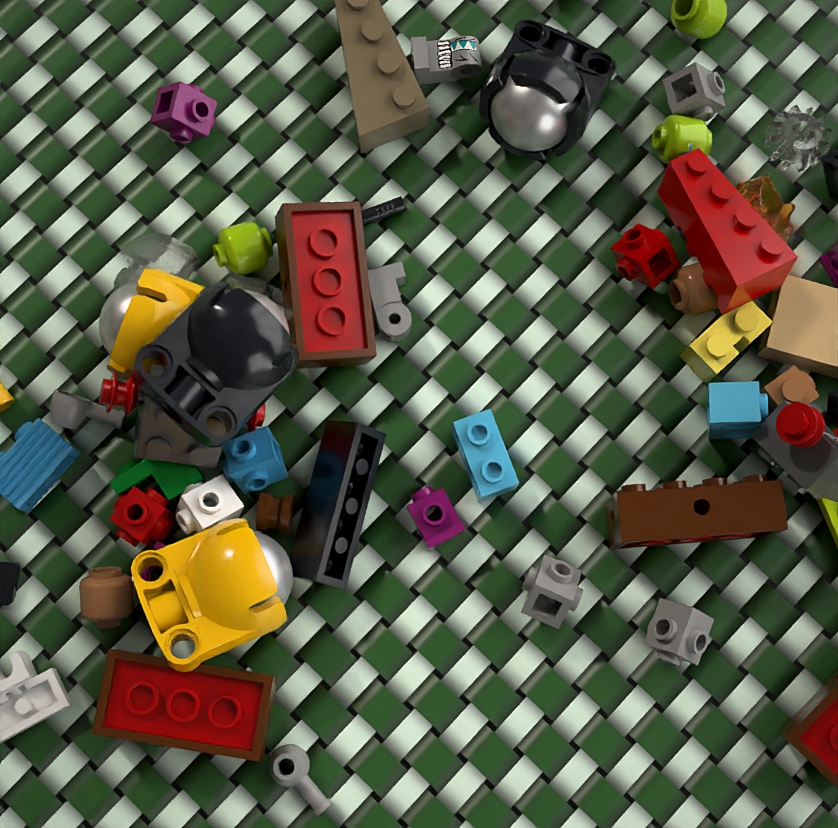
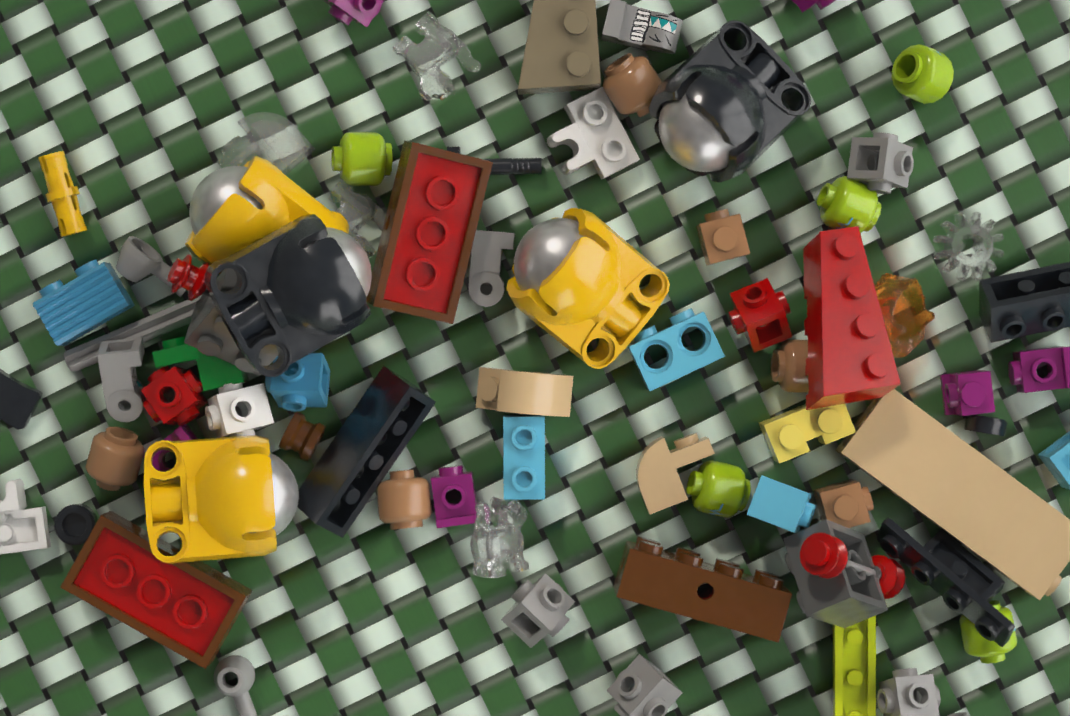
camera: 25 degrees right, 10 degrees up
(84, 481) = (147, 328): none -> light grey axle
(87, 674) = (75, 524): none -> black tile
(91, 528) = (119, 377): none -> light grey leg
(274, 137) = (434, 51): none -> clear animal
(389, 536) = (404, 500): none -> medium nougat head
(439, 162) = (595, 136): none -> white plate
(456, 106) = (631, 84): none -> medium nougat head
(461, 397) = (524, 392): none -> tan brick
(481, 281) = (584, 285): none -> yellow piece
(493, 545) = (498, 546): none -> clear animal
(585, 204) = (722, 237): none -> medium nougat brick
(588, 320) = (679, 359): none -> medium azure brick
(610, 427) = (658, 472): none -> tan brick
(670, 422) = (719, 489): none -> lime head

